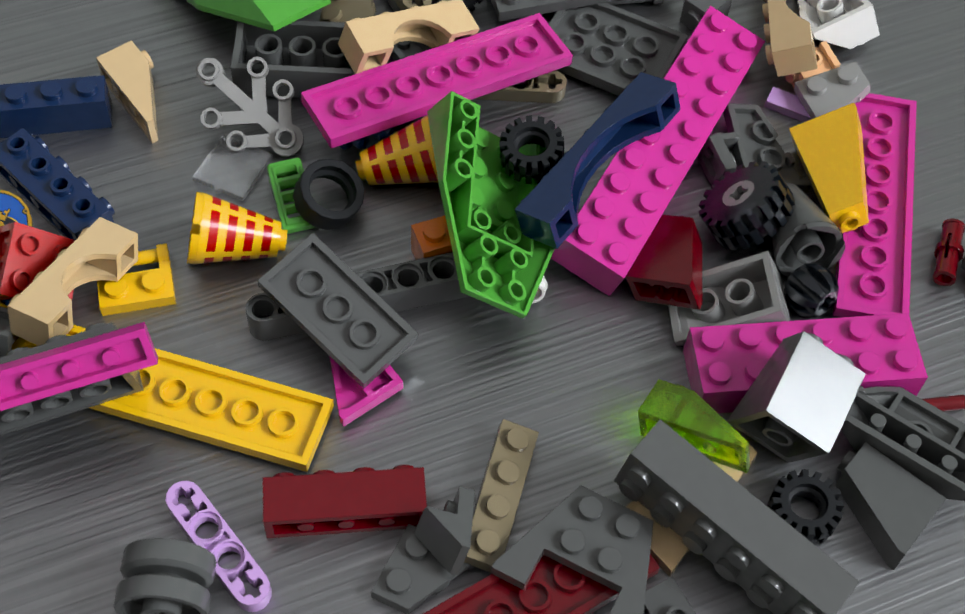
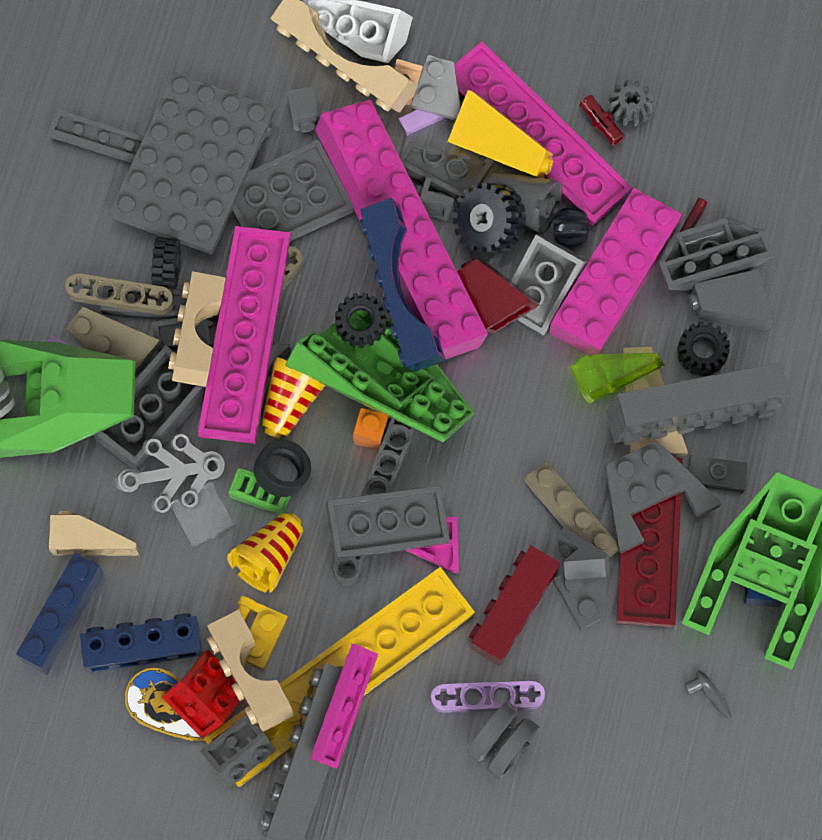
camera: 50 degrees left, 15 degrees up
(799, 399) = (647, 299): slope -> none

